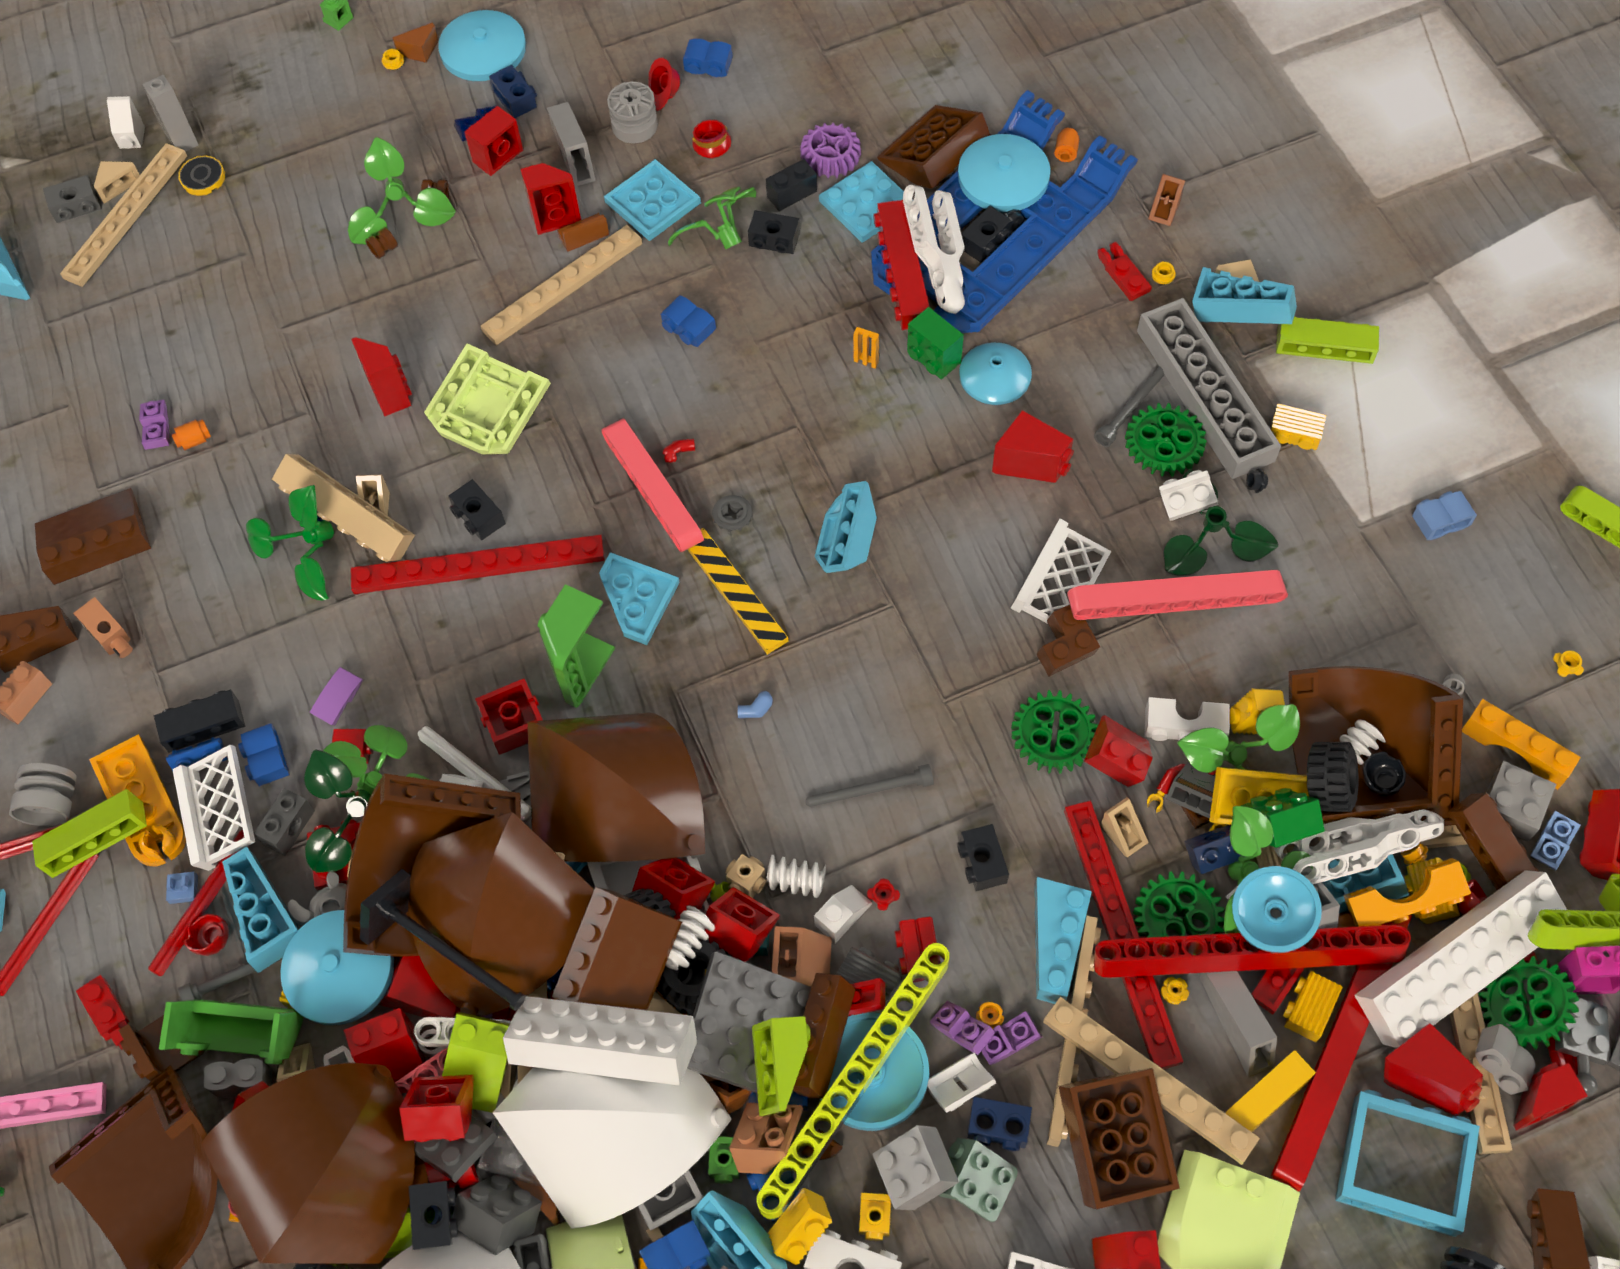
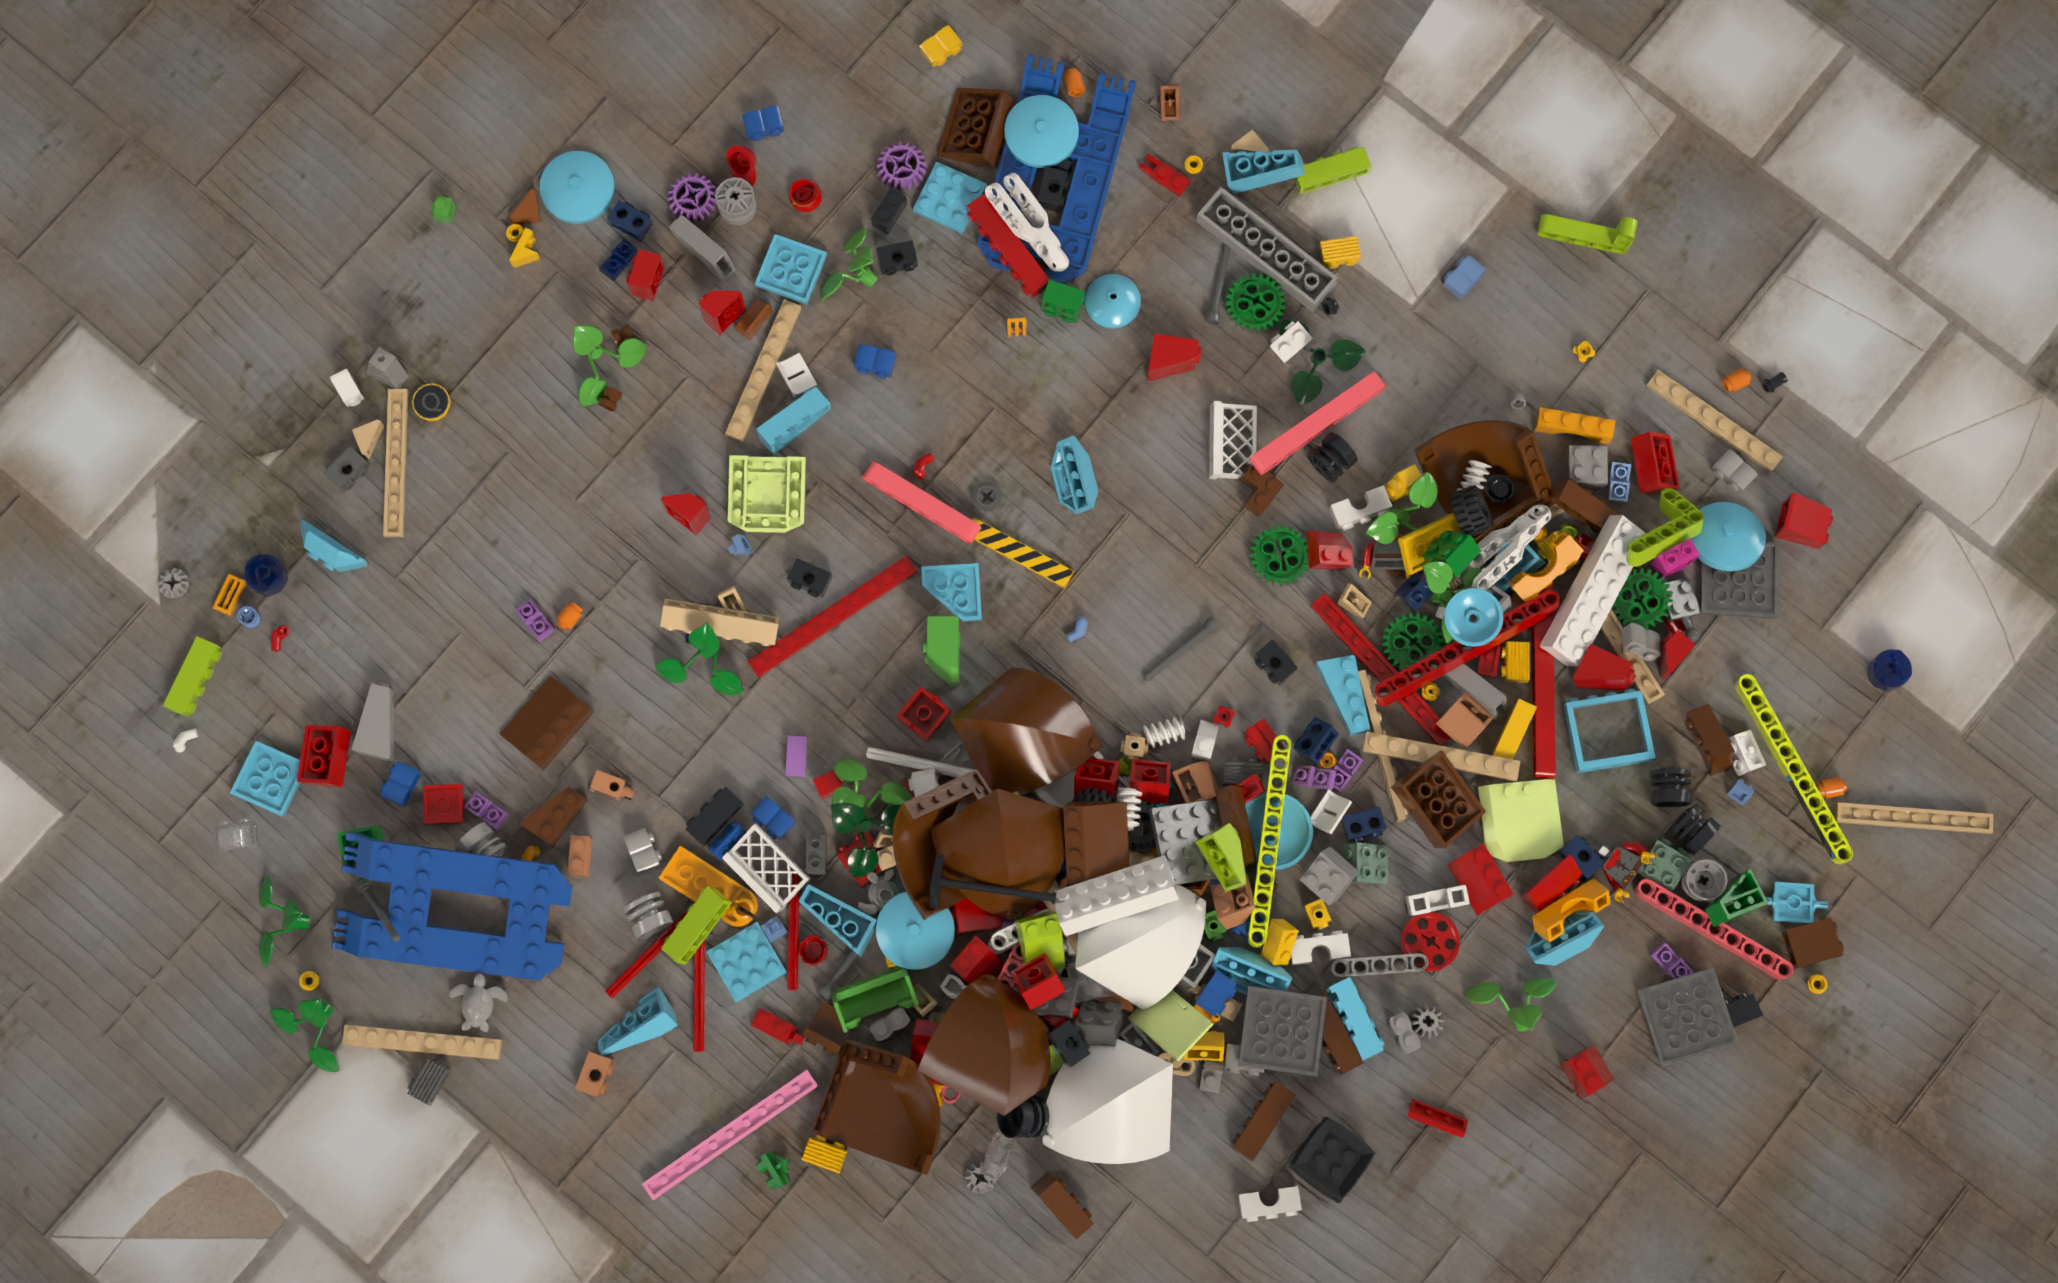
camera: 30 degrees left, 15 degrees up
(51, 1208) = (825, 1154): none -> yellow brick
(93, 720) = (642, 850): none -> light grey brick
(123, 912) = (746, 962): none -> medium azure plate
(387, 76) = (522, 254): none -> yellow slope
(422, 443) = (741, 546): none -> medium blue tile
(558, 340) = (793, 420): none -> medium azure wedge
(588, 94) = (699, 194): none -> medium lavender gear
(594, 293) = (793, 366): none -> white piece
(938, 59) = (941, 46): none -> yellow brick
(987, 979) = (1315, 740): none -> dark blue brick
(1178, 643) = (1332, 457): none -> black wheel
(1205, 1048) = (1465, 720): none -> nougat slope

